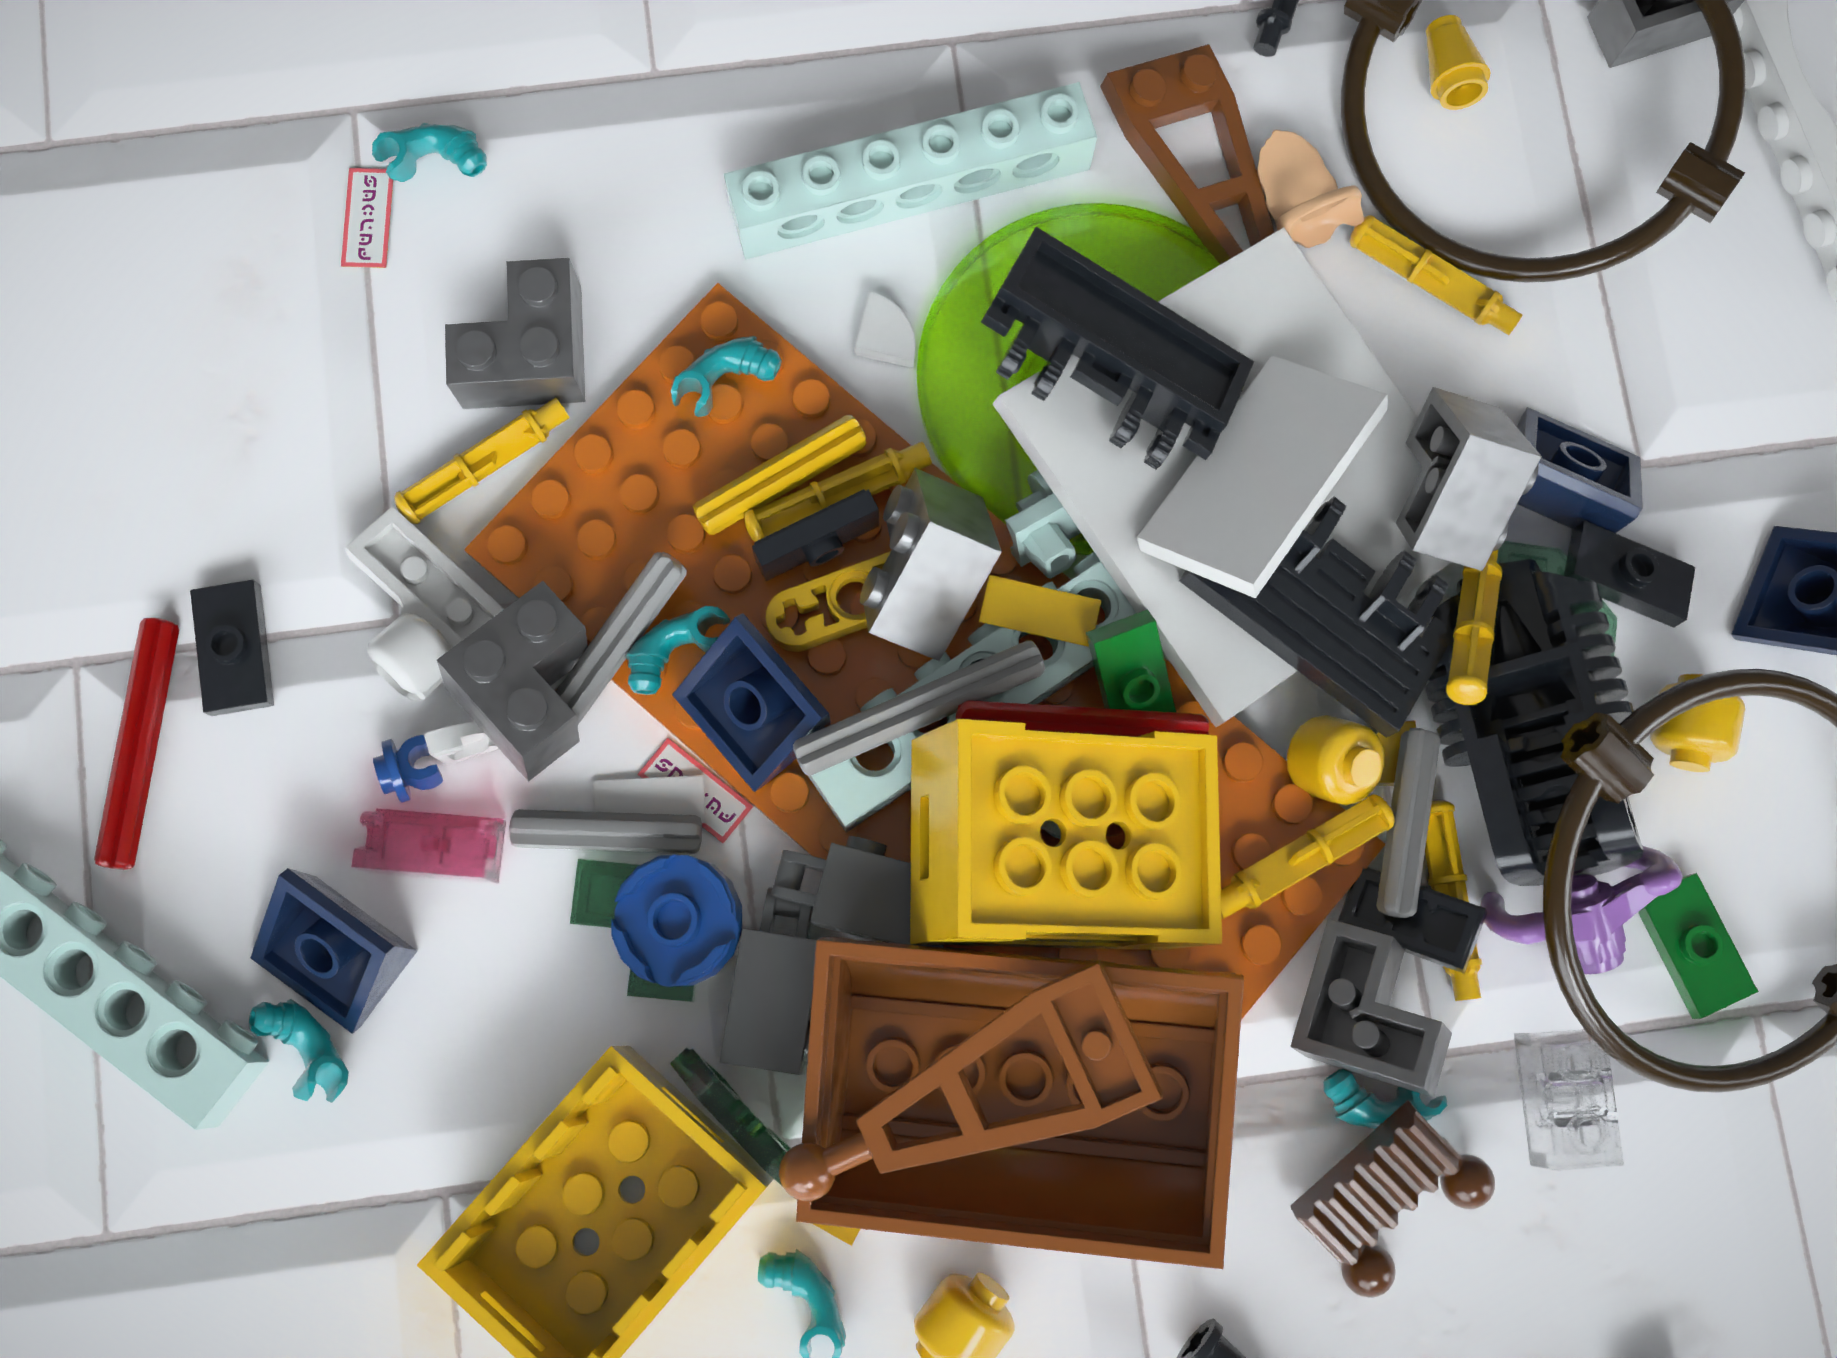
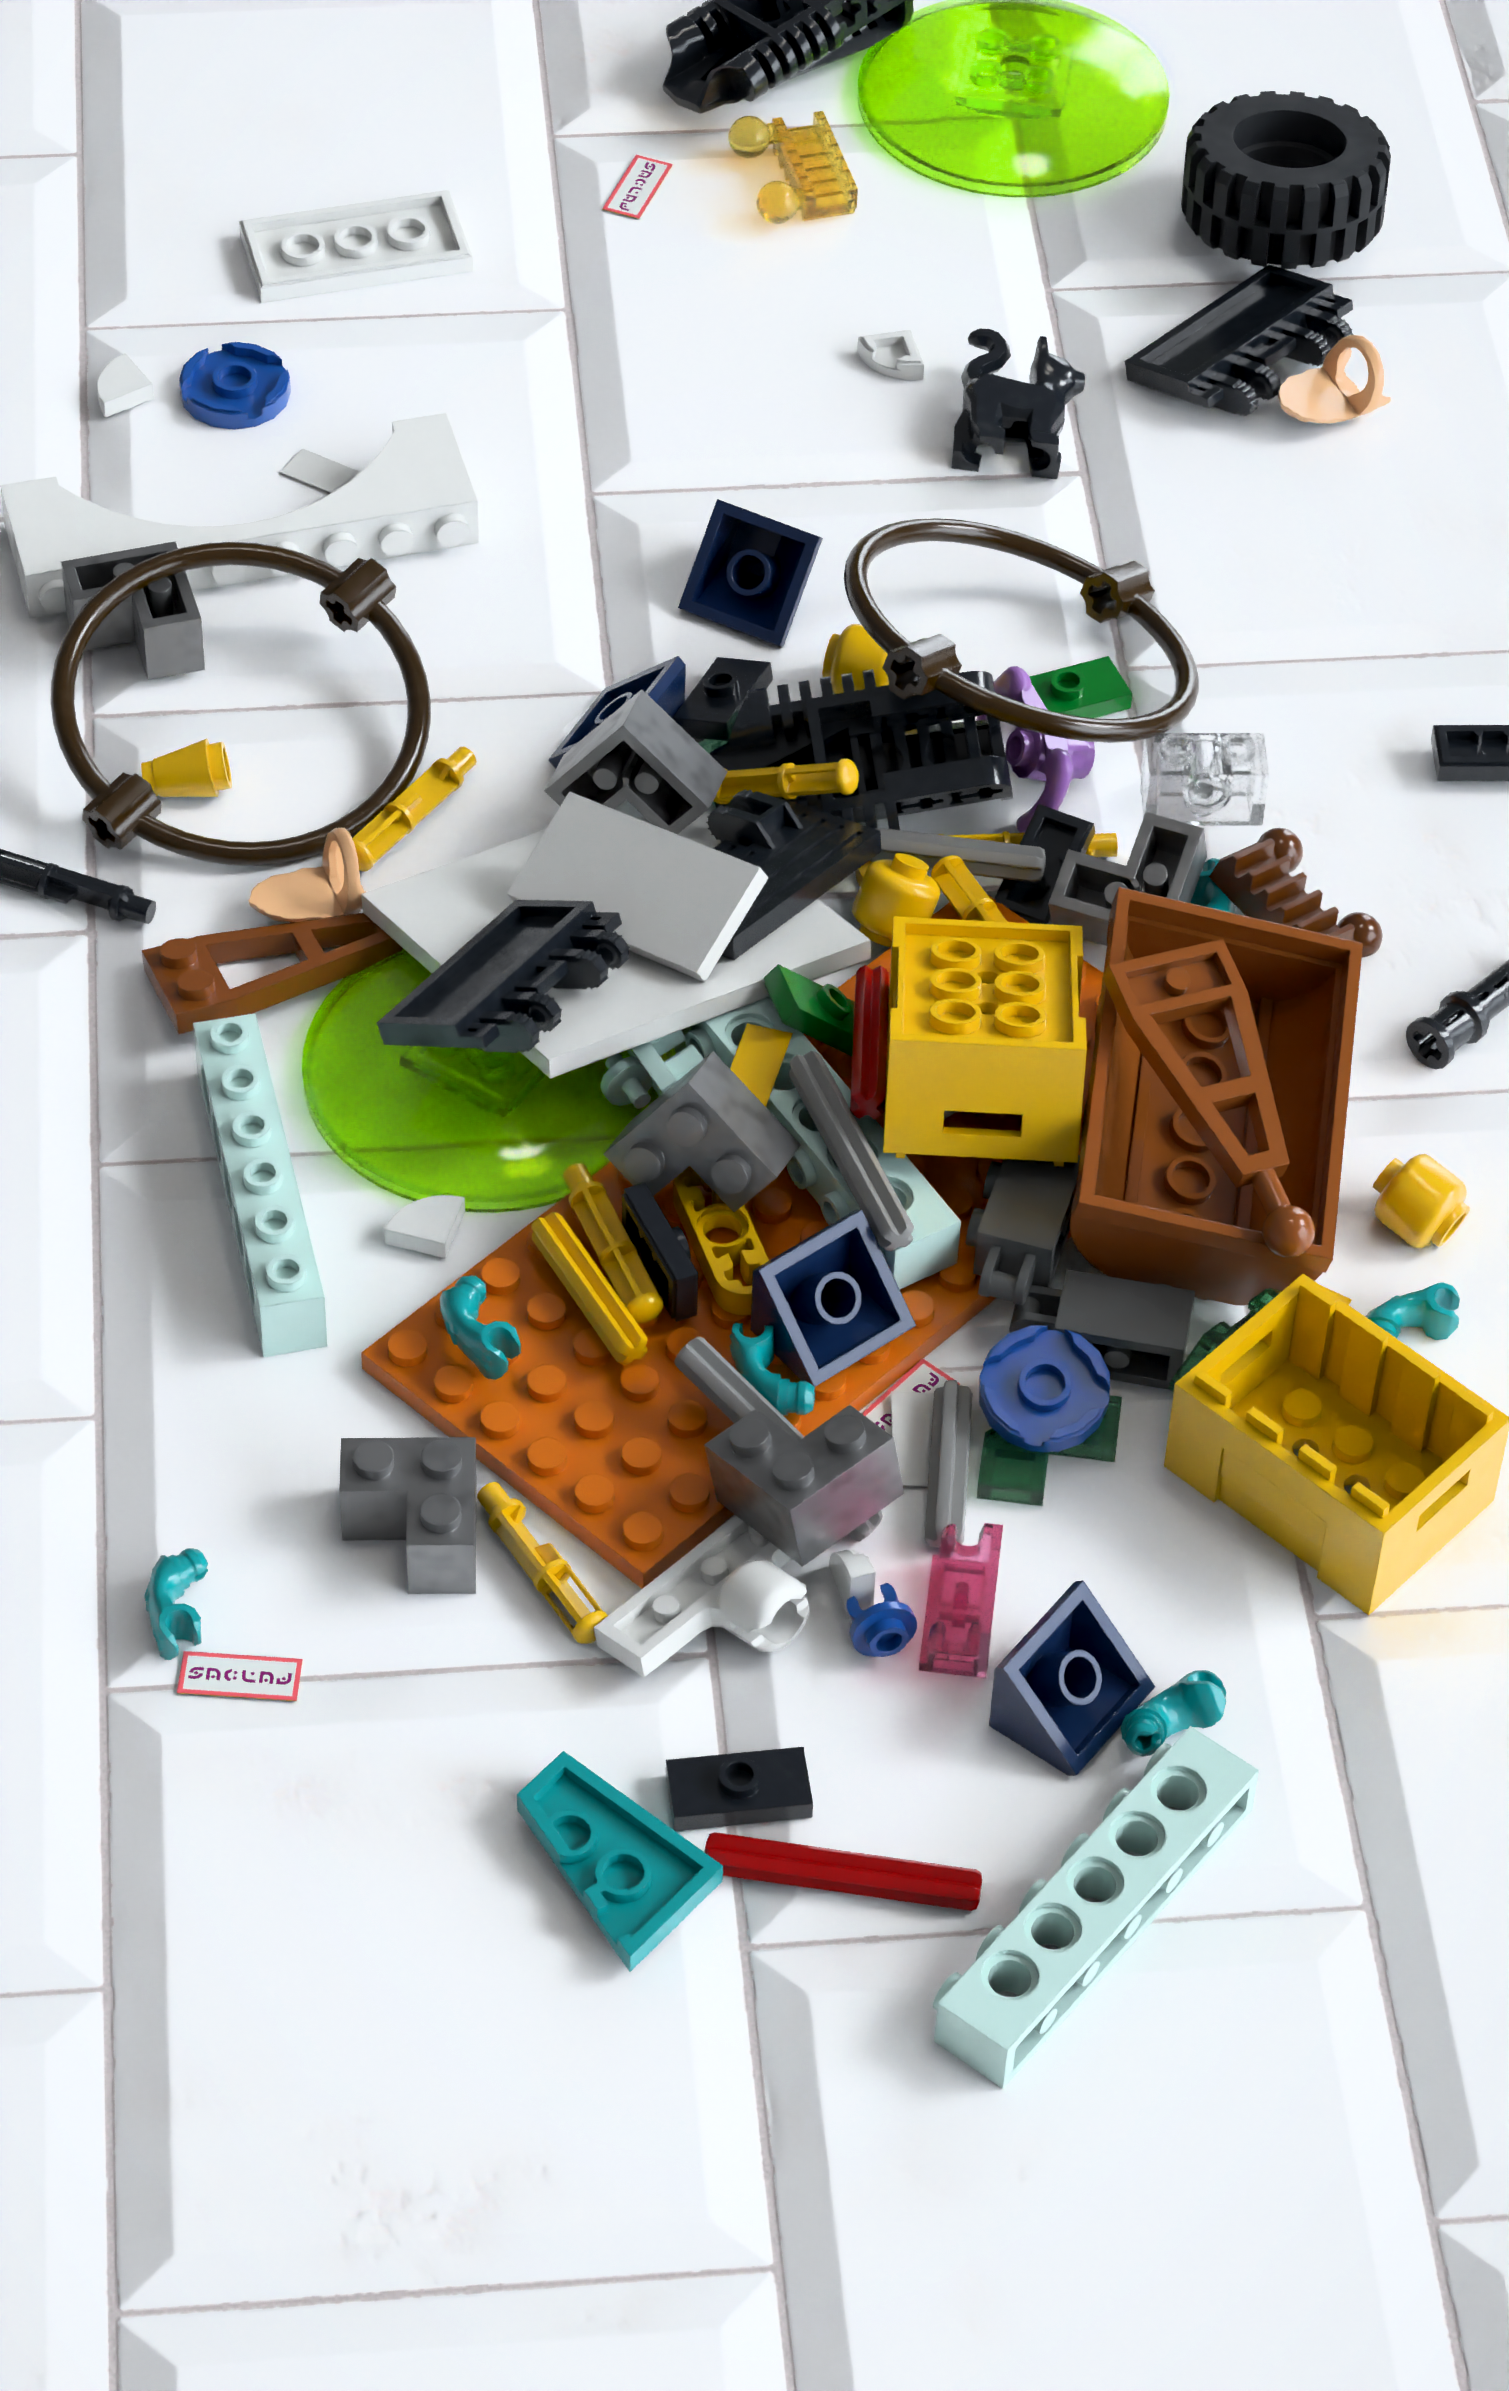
camera: 85 degrees left, 30 degrees down
(149, 545) = (616, 1857): none -> teal wing

